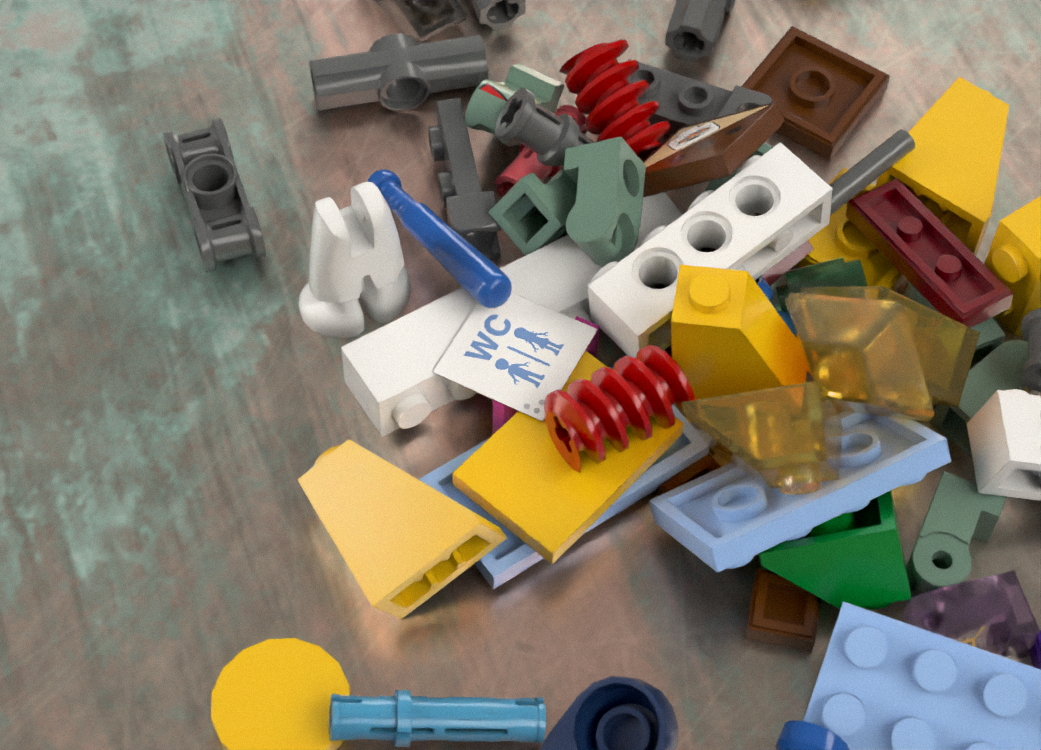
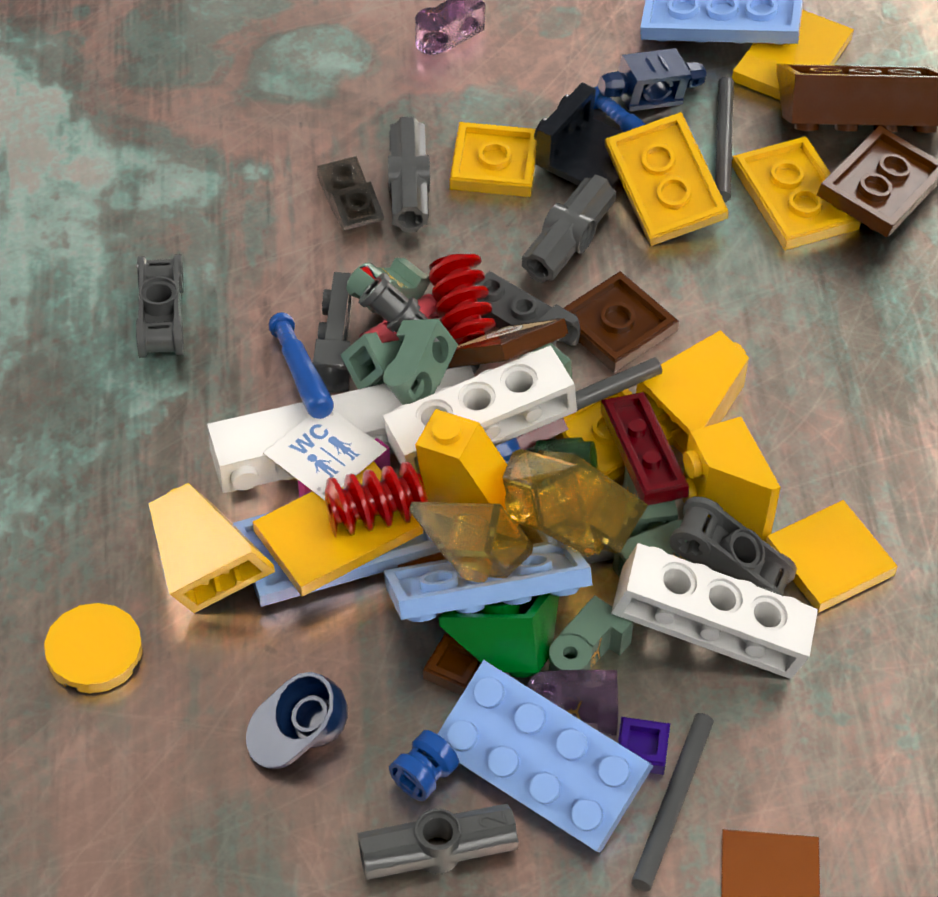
camera: 15 degrees right, 5 degrees down
(350, 258) = (233, 356): white piece -> none
(398, 72) = (318, 247): dark grey piece -> none
(426, 718) = (188, 675): dark azure pin -> none

